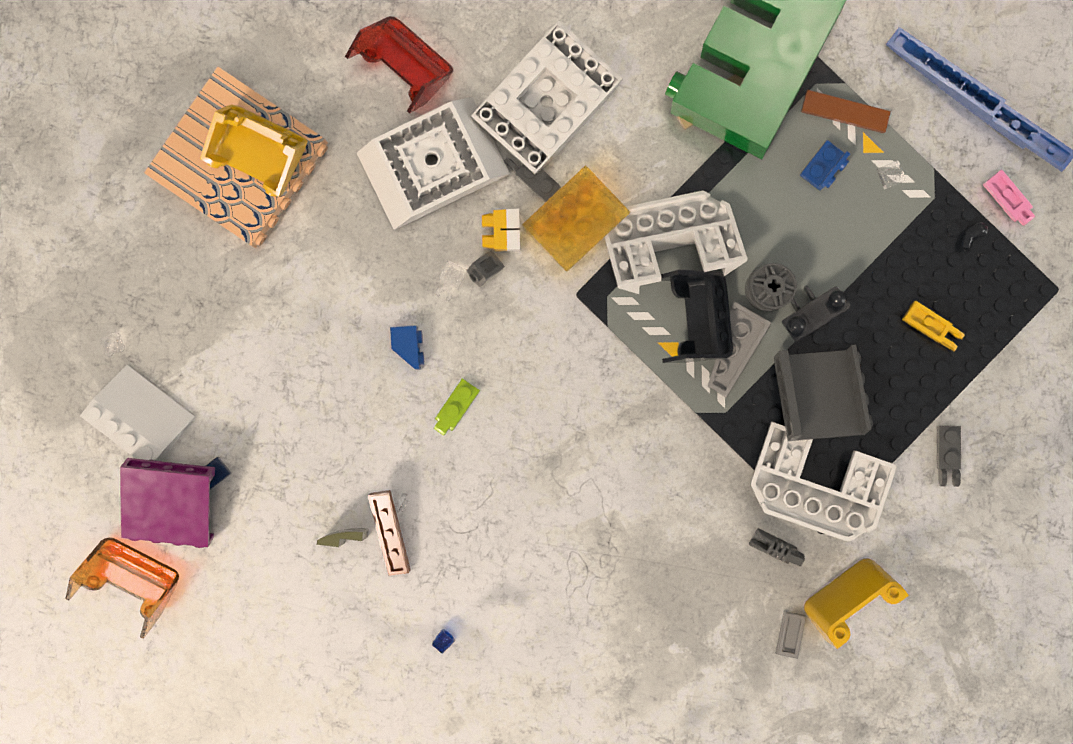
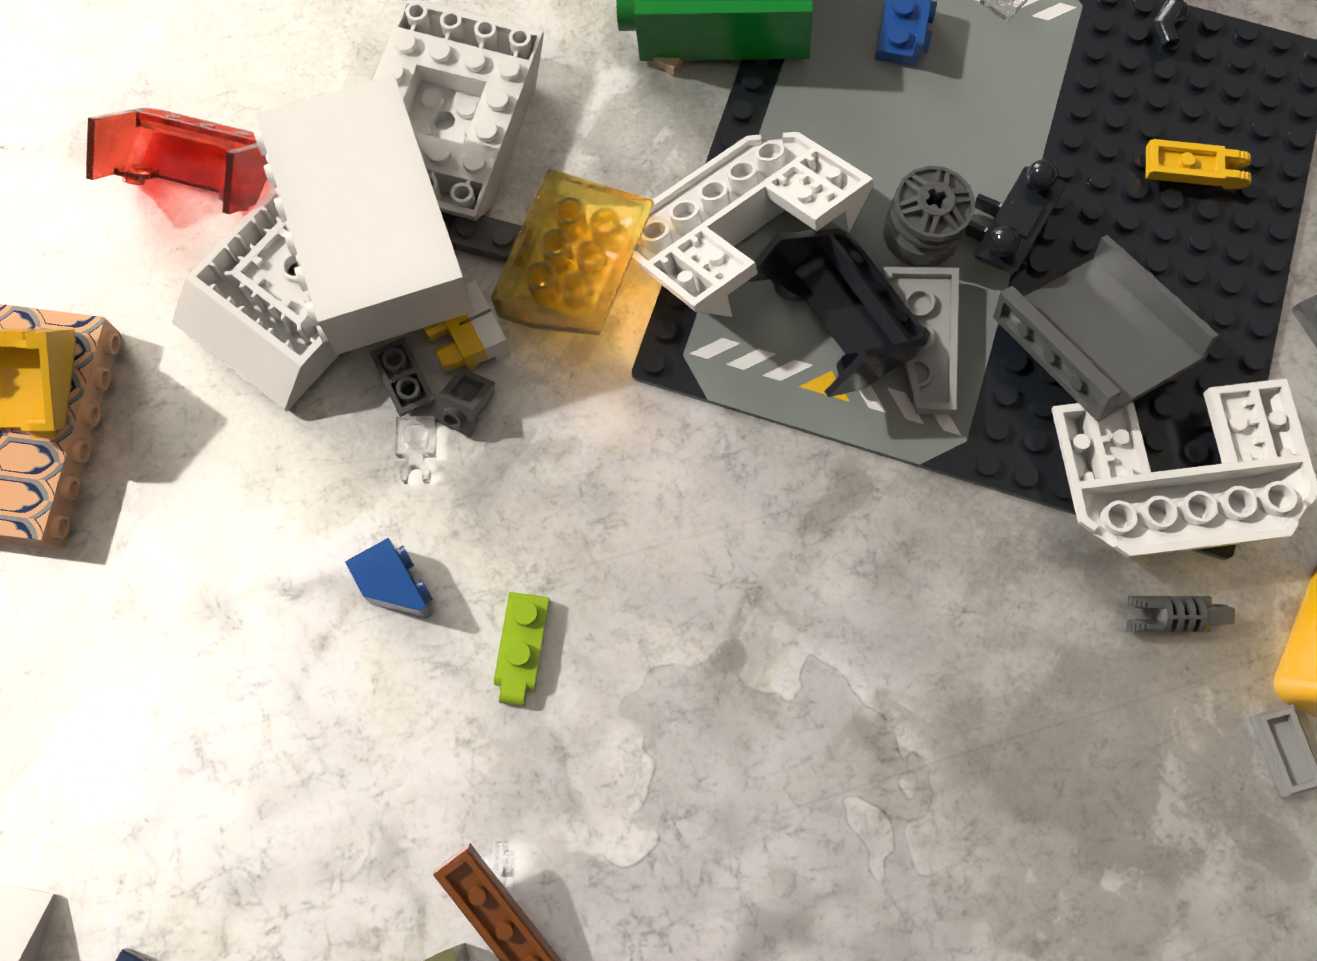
camera: 30 degrees left, 15 degrees down
(459, 240) = (402, 376): none -> dark grey slope
(475, 153) = (361, 215): none -> white brick

